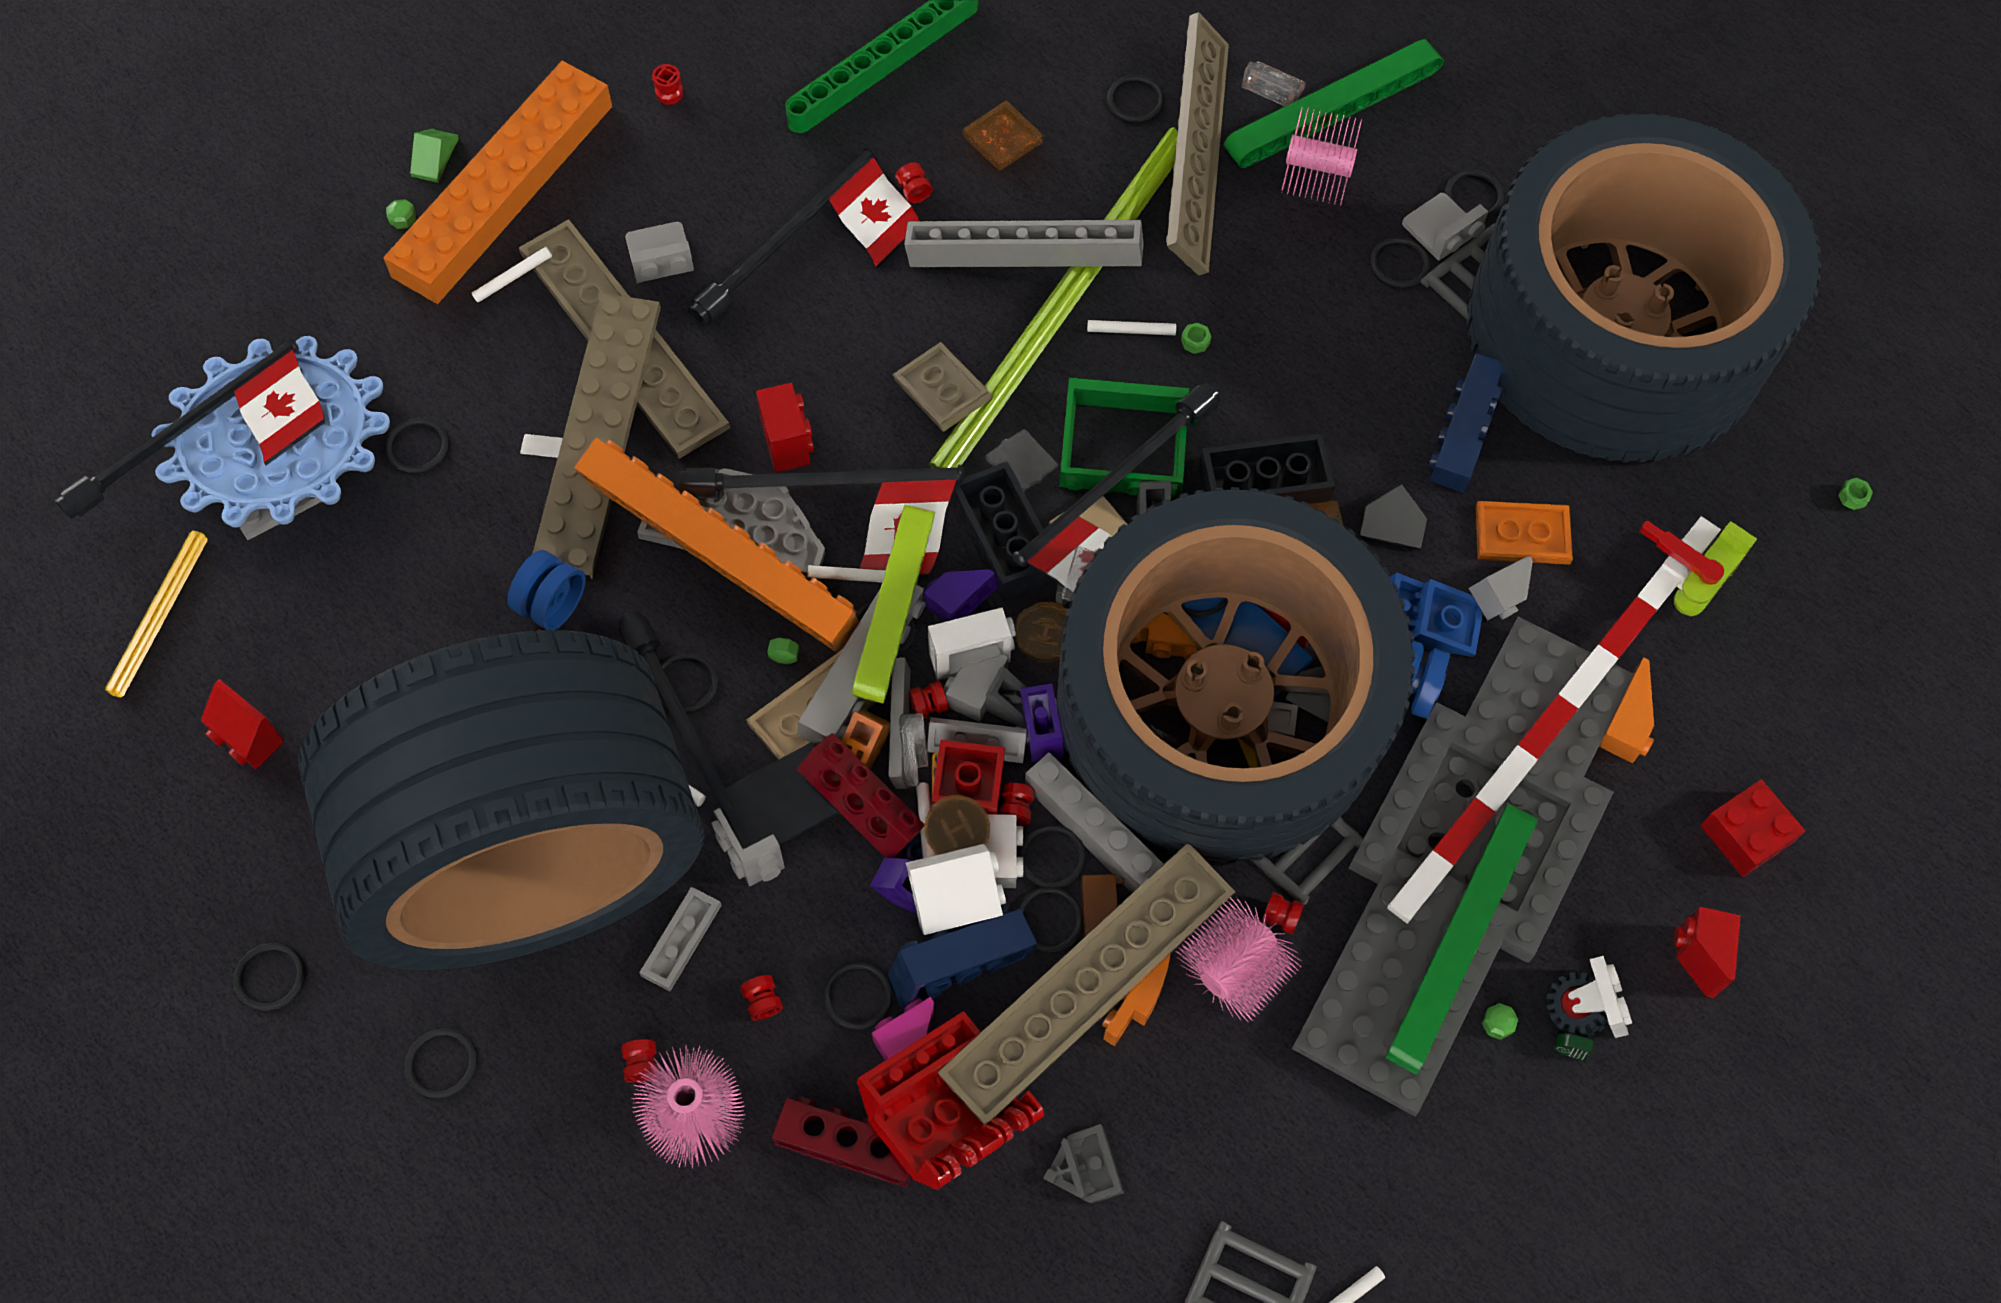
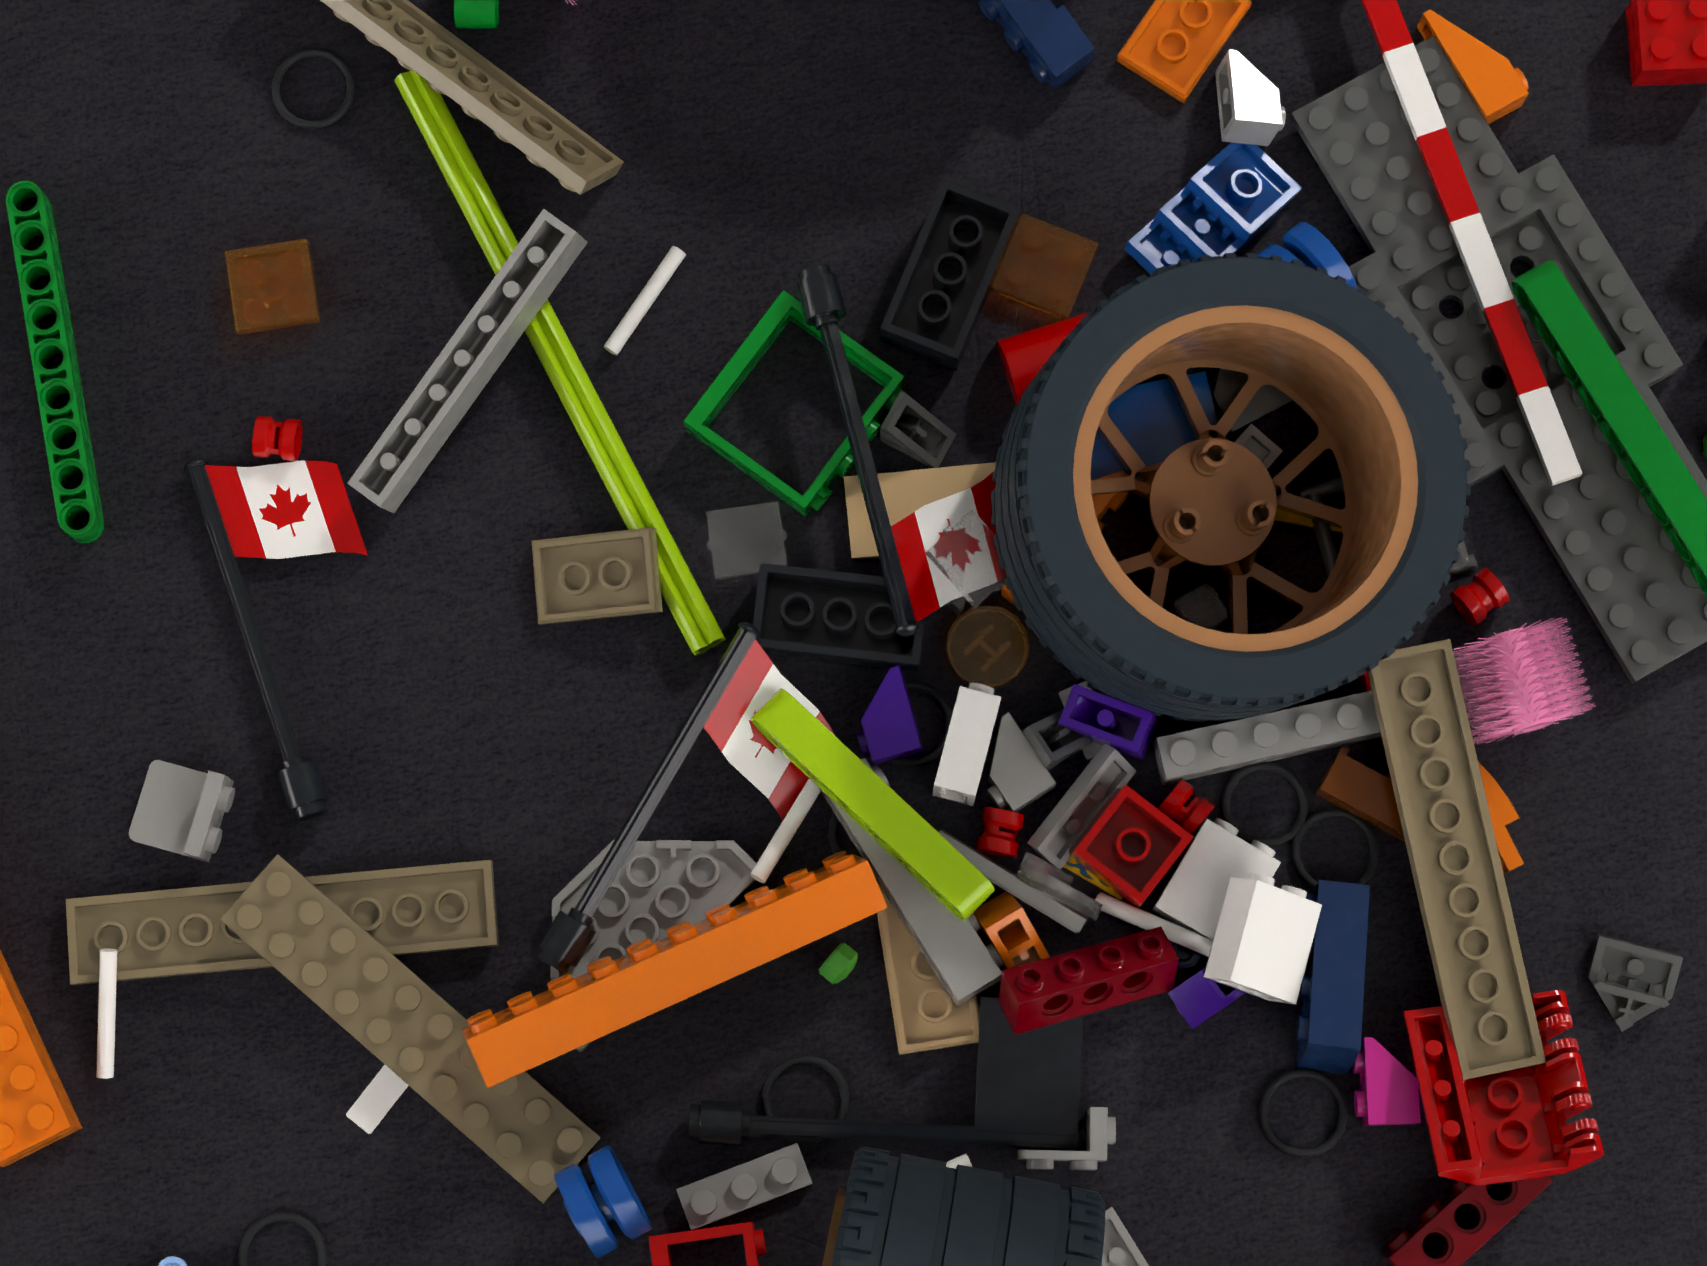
camera: 55 degrees left, 15 degrees up
(761, 997) = (1260, 1223): red wheel -> none
(785, 427) = (546, 797): red brick -> none
(956, 824) = (1189, 894): clear orange tile -> none
(1196, 338) = (708, 235): bright green tile -> none
(1394, 520) = (1084, 164): dark grey slope -> none

